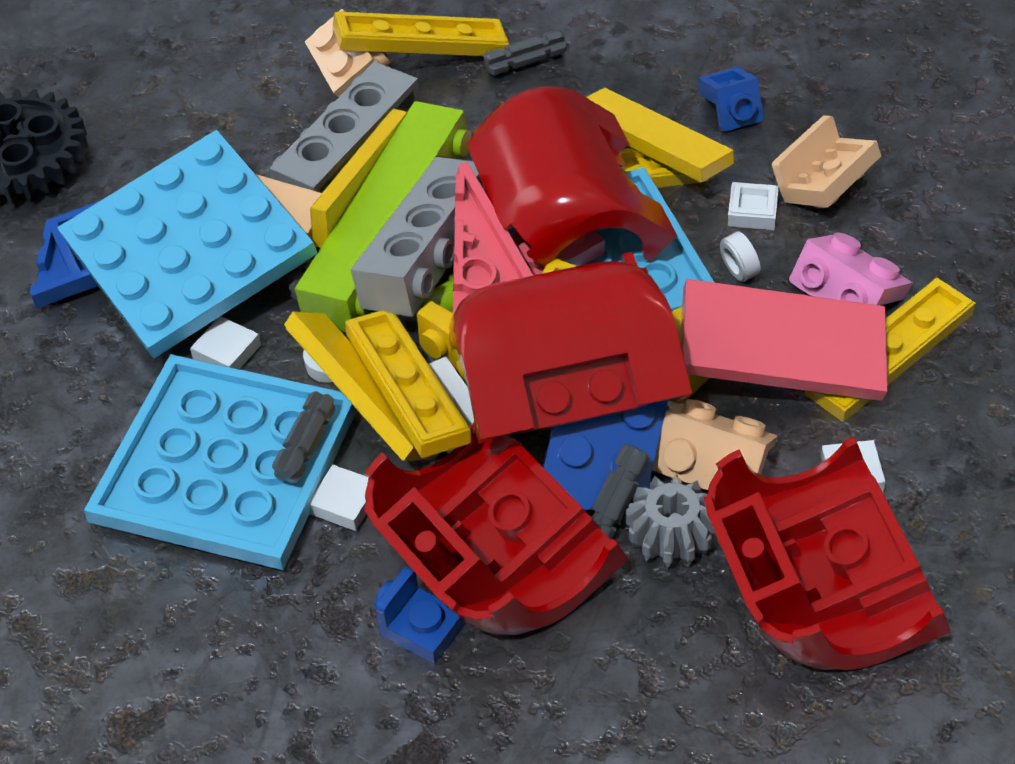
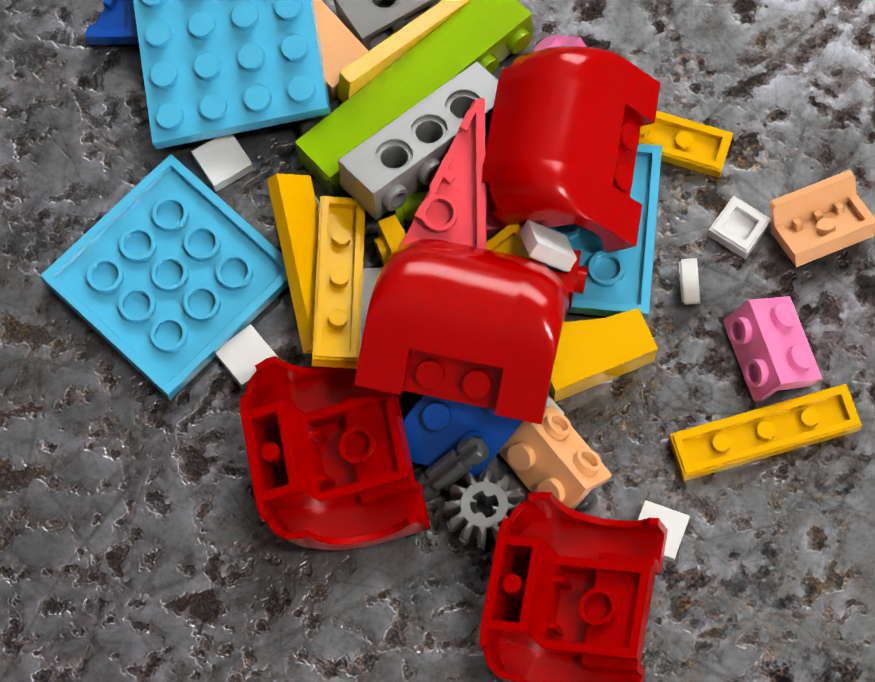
camera: 25 degrees right, 20 degrees up
(303, 437) = (234, 294): dark grey axle -> none
(415, 617) = (237, 493): blue bracket -> none
(586, 254) = (548, 246): none -> white tile
(666, 139) = (690, 112): yellow tile -> none
(735, 97) = (790, 98): blue bracket -> none
(784, 339) = (665, 393): coral tile -> none

